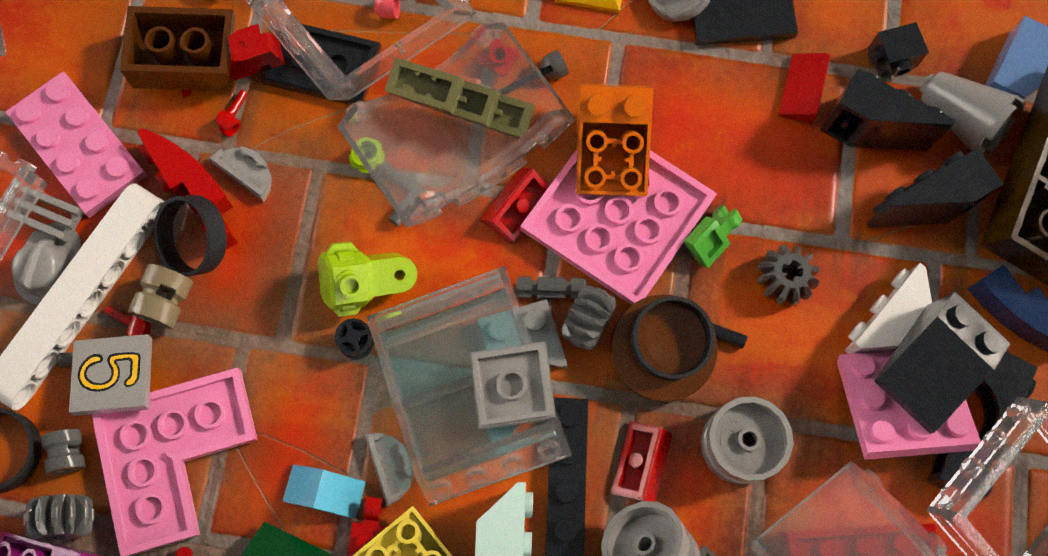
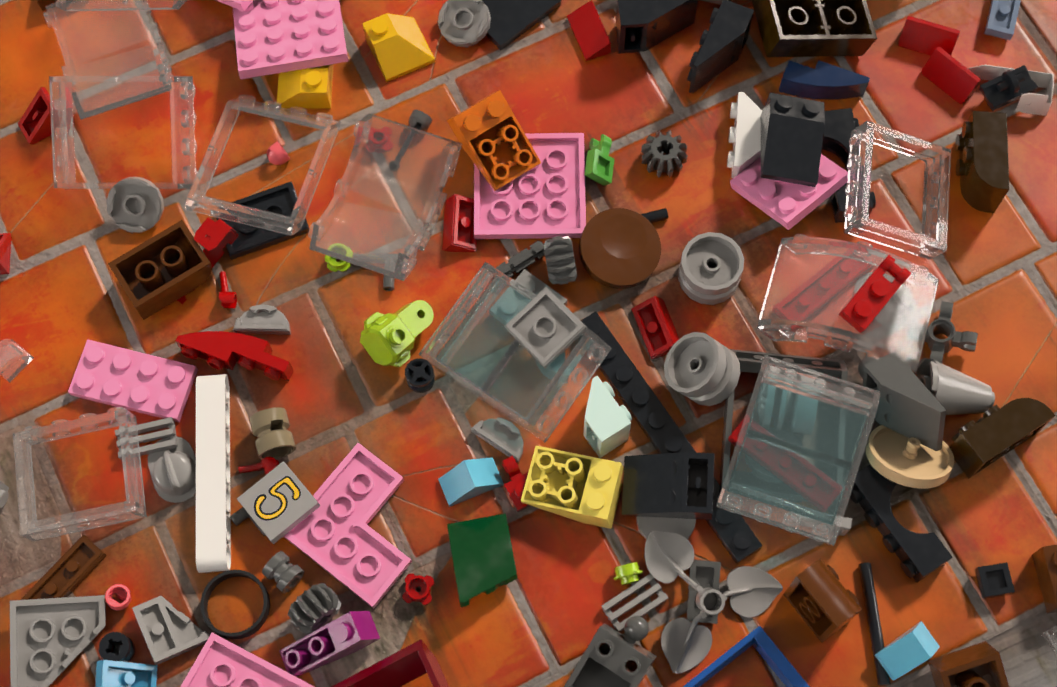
camera: 30 degrees left, 5 degrees down
(214, 228) = (284, 365): black tyre -> none
(459, 98) = (376, 179): olive slope -> none
(707, 326) = (633, 212): black tyre -> none

